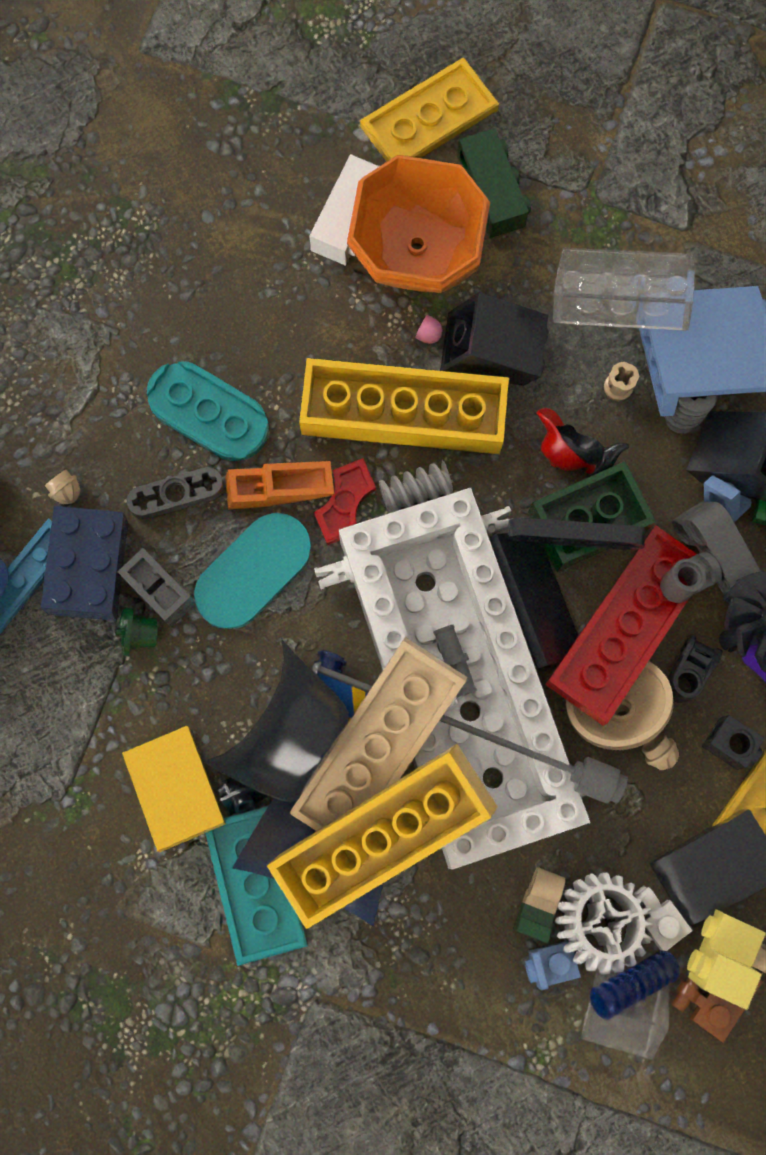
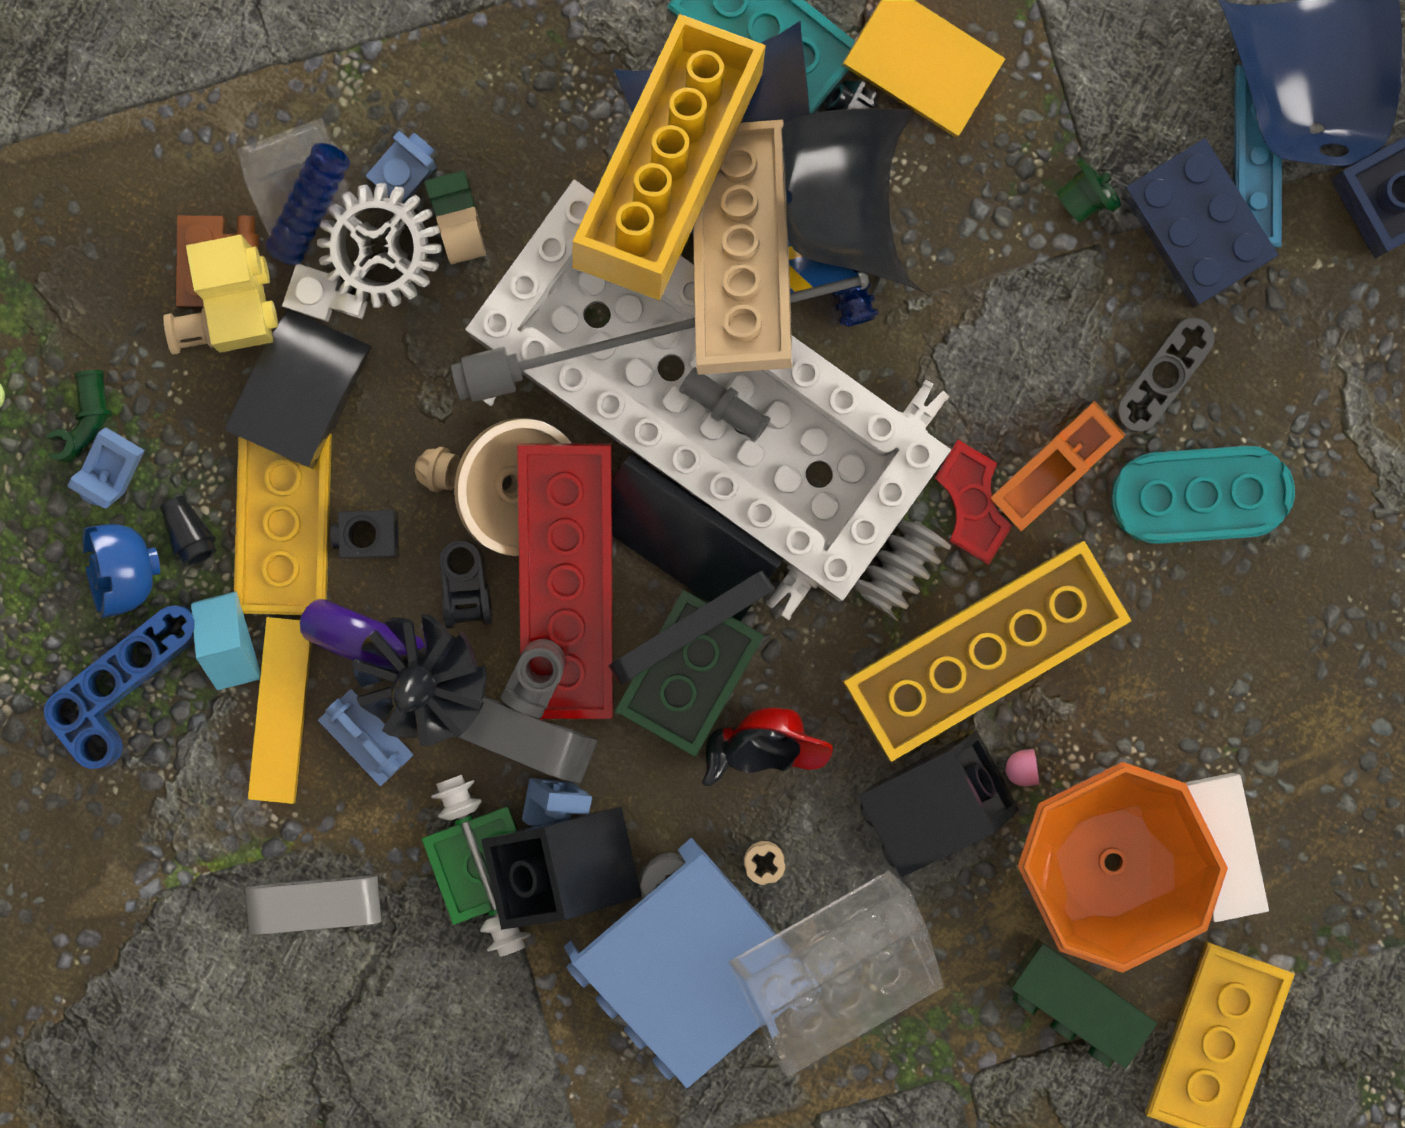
camera: 150 degrees right, 10 degrees up
(64, 488) = (1290, 290): tan plate -> none
(157, 587) = (1101, 252): dark grey brick -> none
(252, 571) = (1015, 351): teal tile -> none

